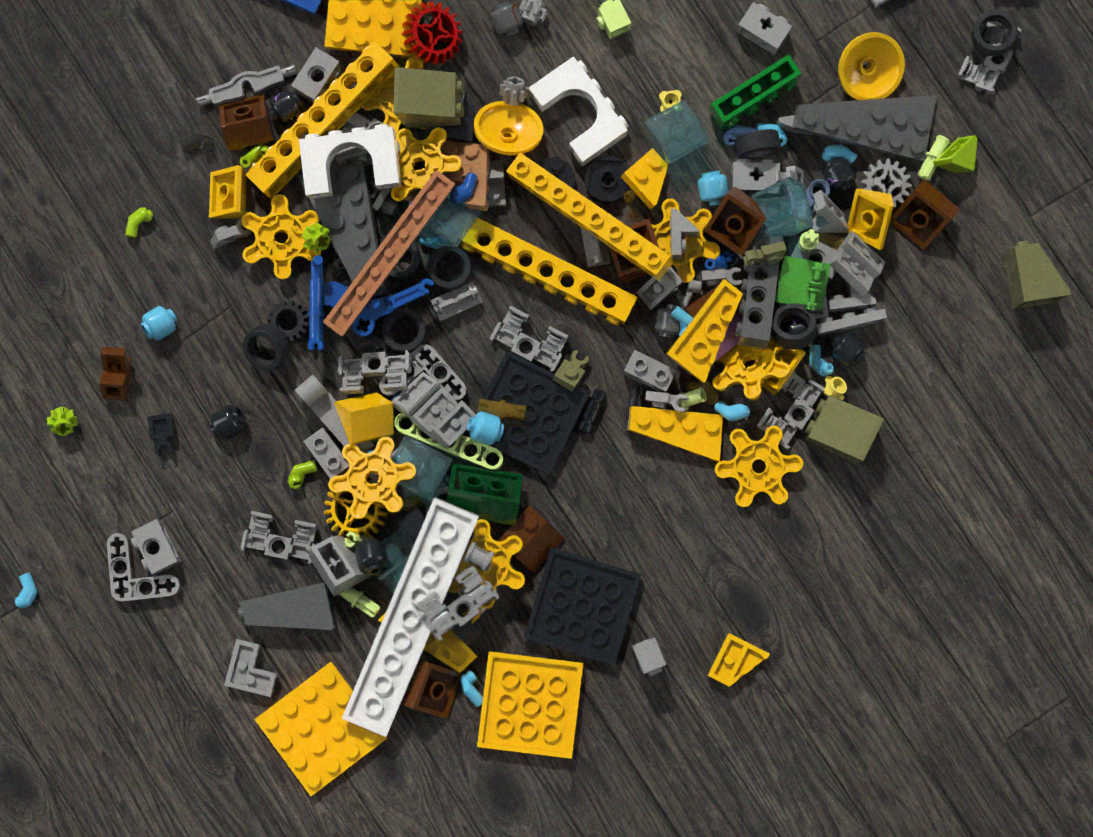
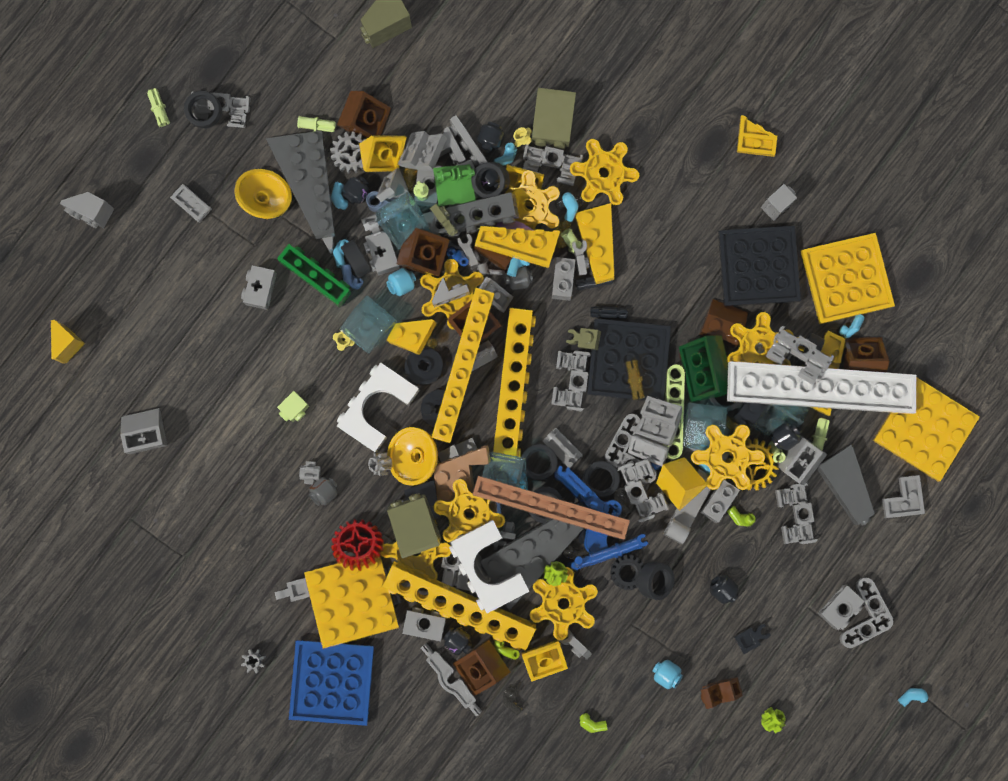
camera: 110 degrees left, 0 degrees up
(465, 190) = (478, 468): blue arm -> none
(479, 556) = (758, 351): light grey bush -> none
(485, 428) = (655, 385): medium azure head -> none
(959, 155) = (307, 105): lime slope -> none

